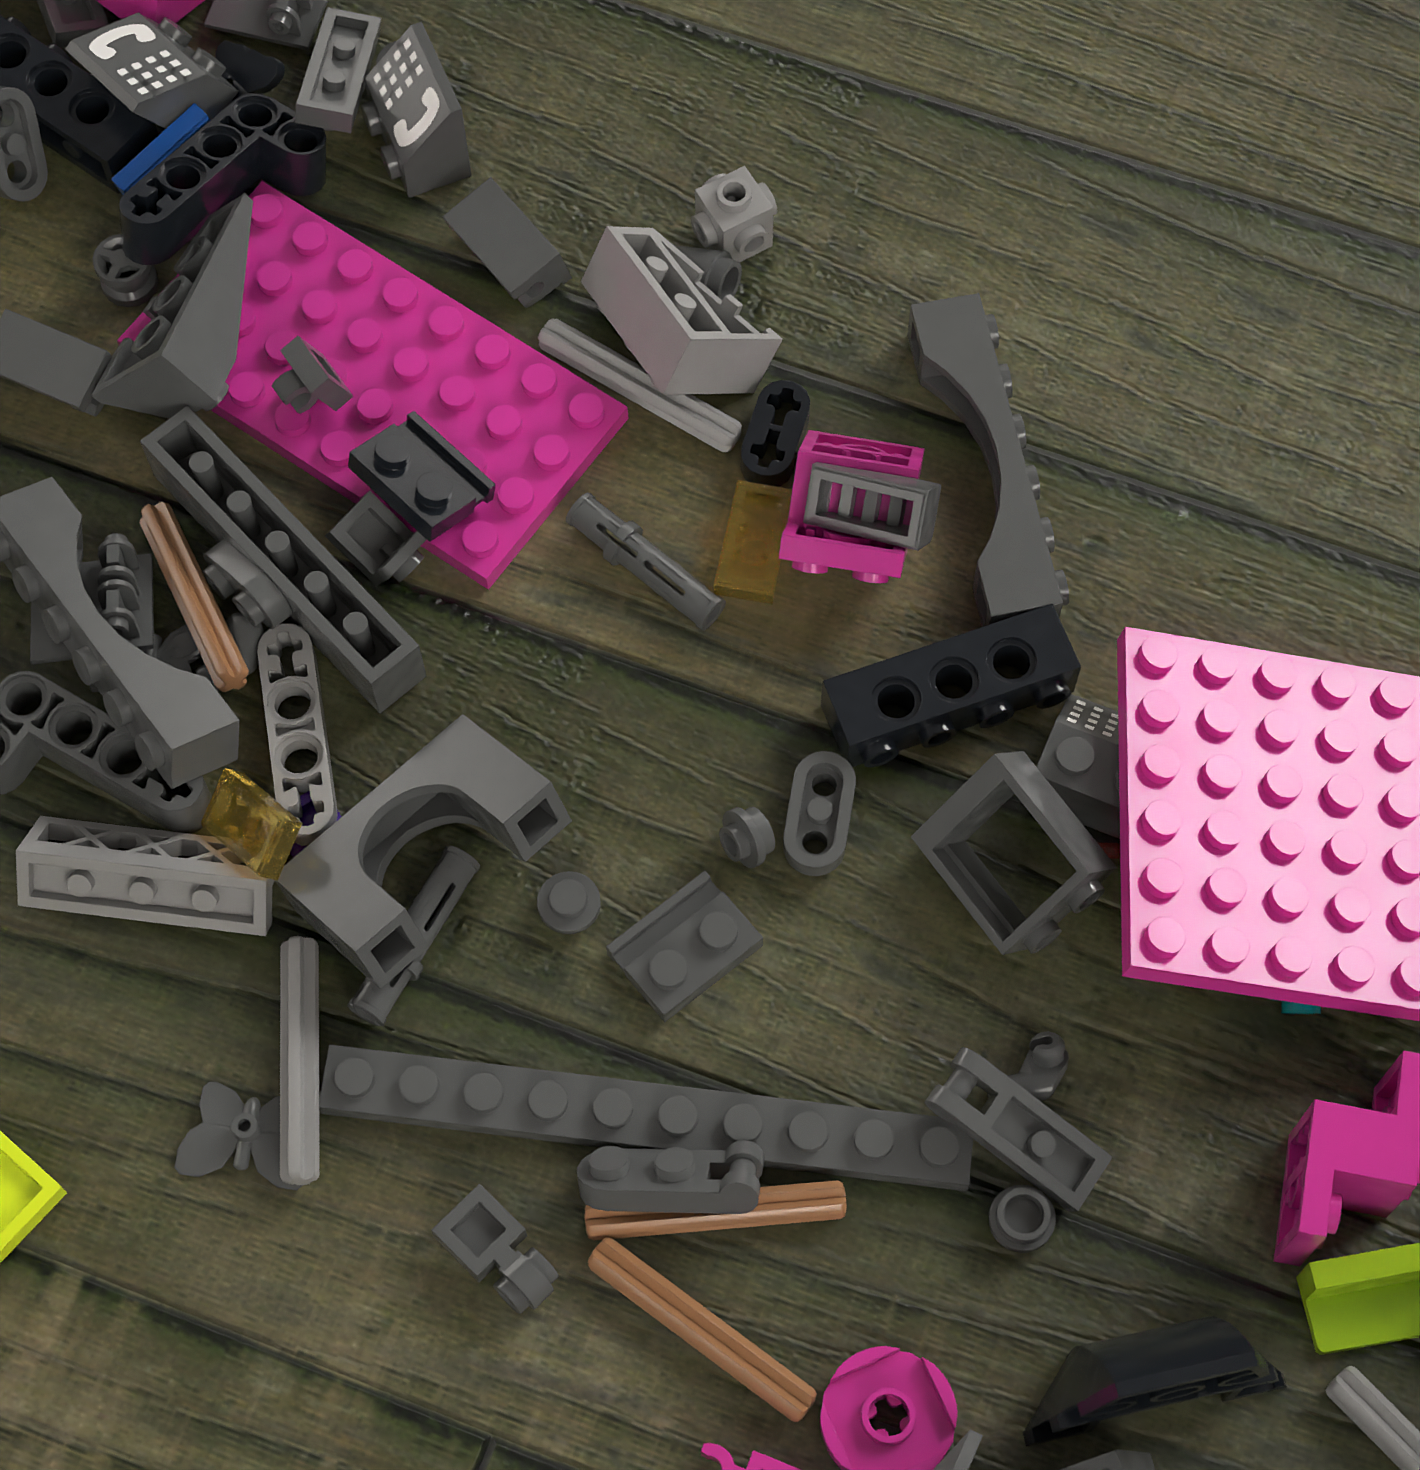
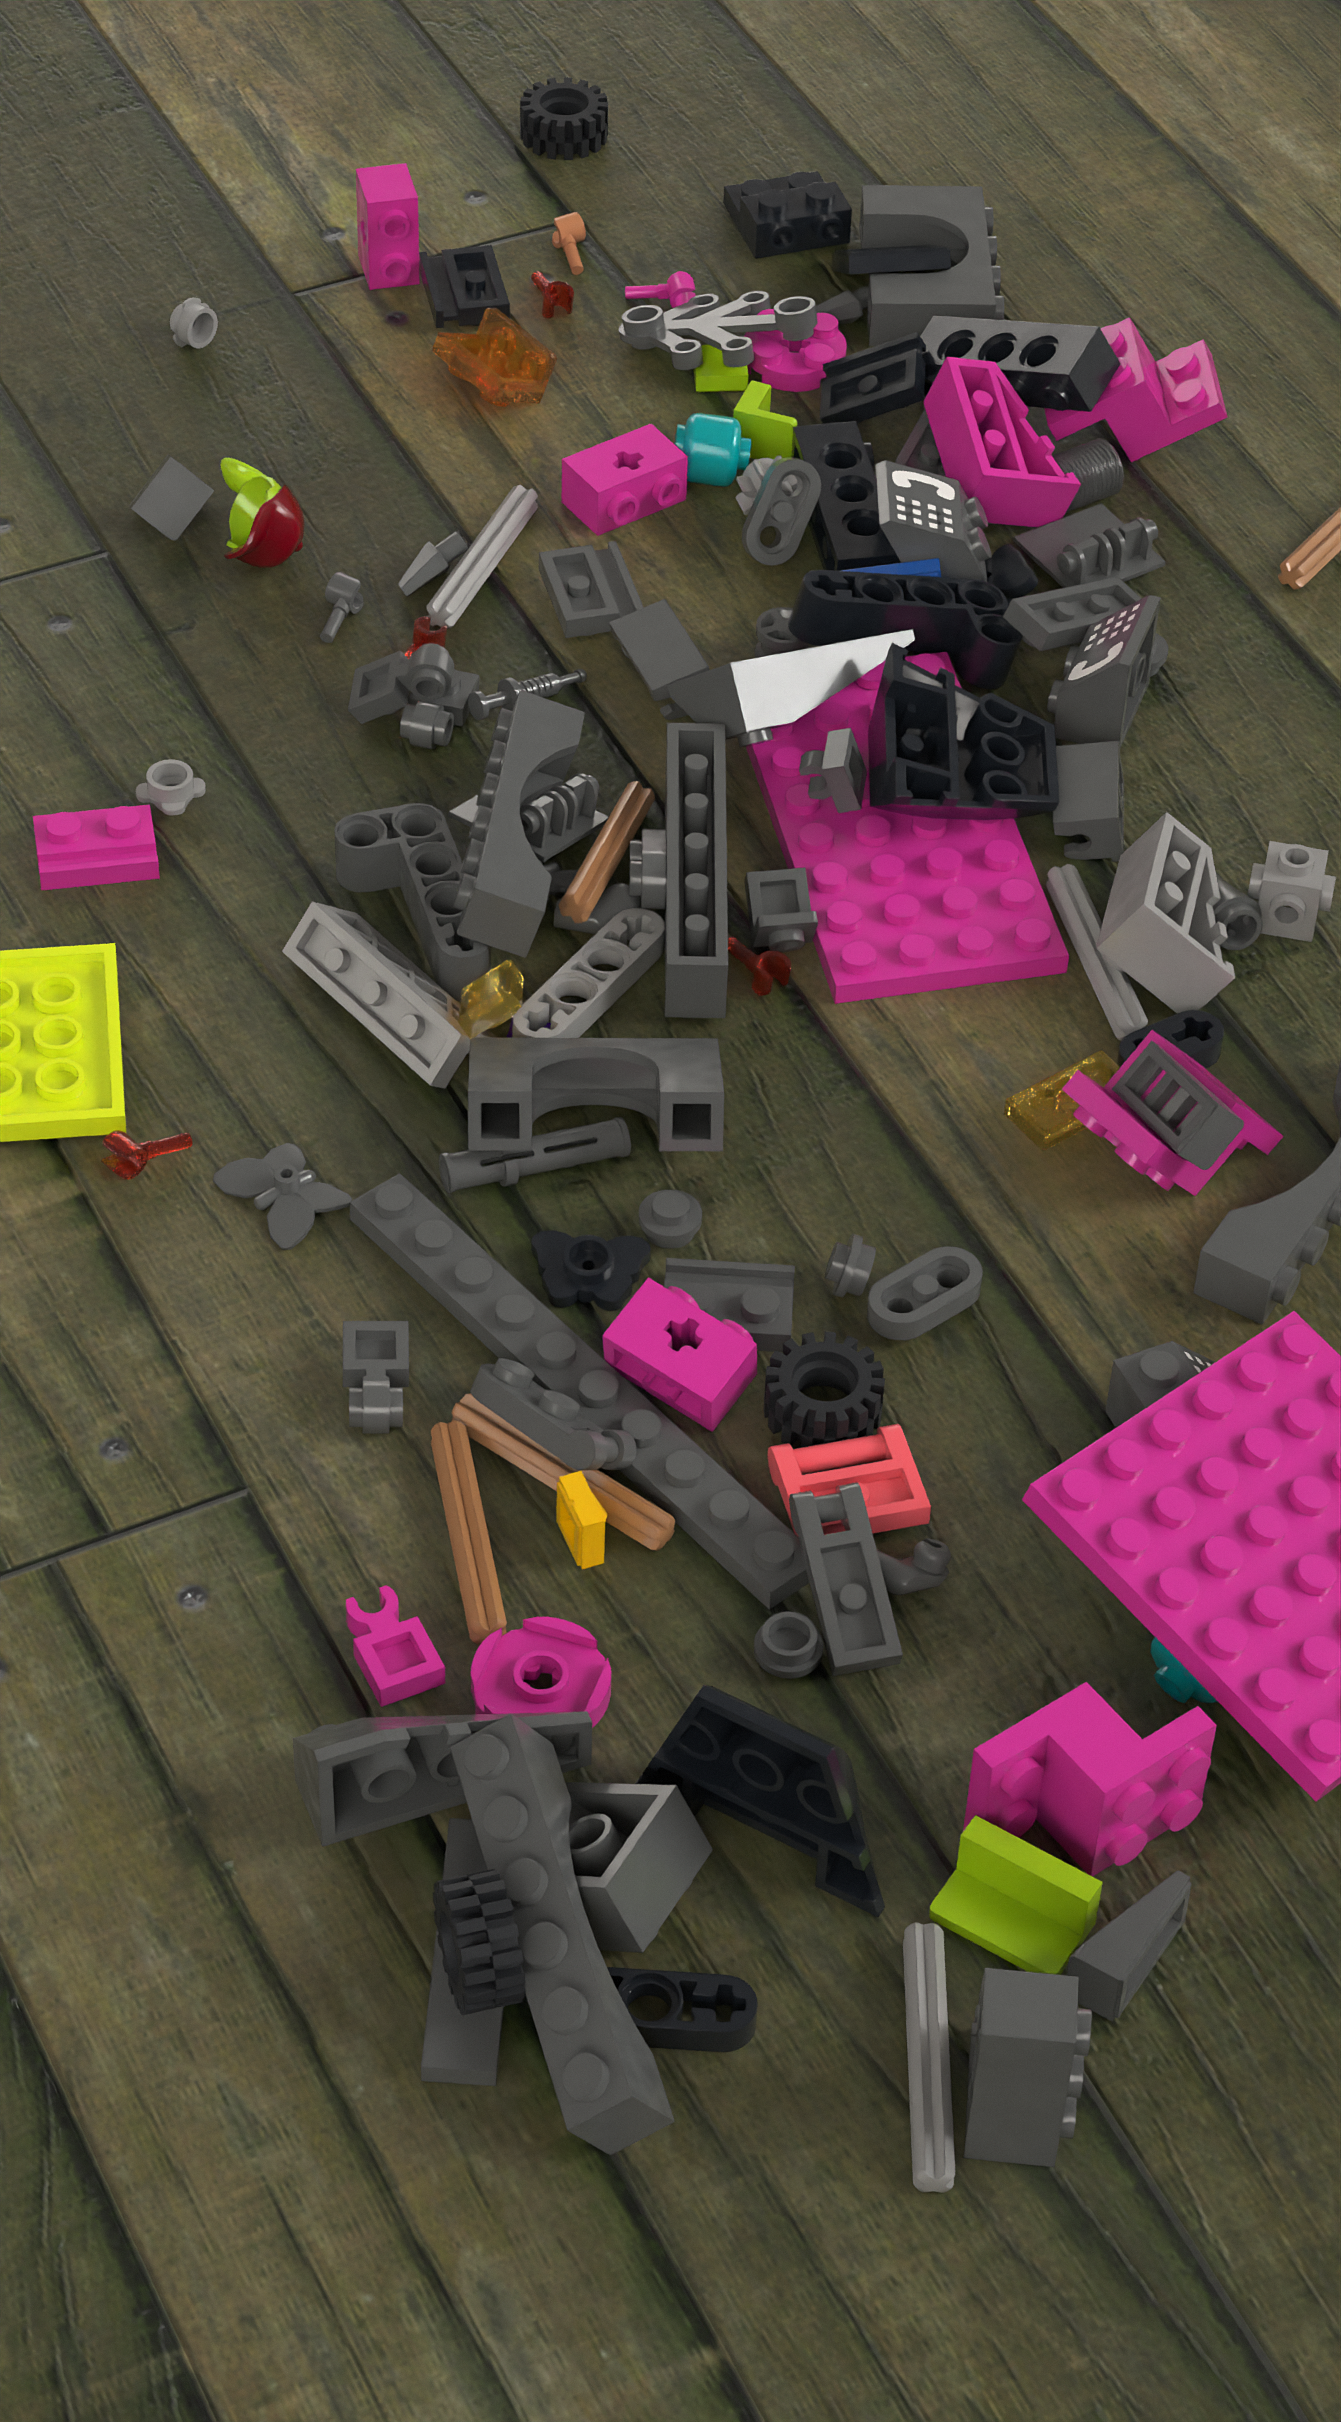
camera: 40 degrees right, 20 degrees down
(93, 1216) = (131, 1158): none -> clear red hand
(299, 1061) = (367, 1167): light grey axle -> none
(380, 287) = (956, 753): none -> black wedge
(406, 604) = (763, 966): none -> clear red hand
(421, 476) = (852, 881): black plate -> none
(526, 1010) = (589, 1267): none -> black animal
(594, 519) = (968, 1038): dark grey pin -> none
(752, 1038) = (681, 1353): none -> dark pink brick
(781, 1247) = (581, 1520): none -> yellow tile
(842, 933) = (823, 1365): none -> black tyre
(945, 846) = (1006, 1368): dark grey window -> none
(960, 1019) = (889, 1487): none -> coral plate
(1029, 642) = (1119, 1282): black brick -> none

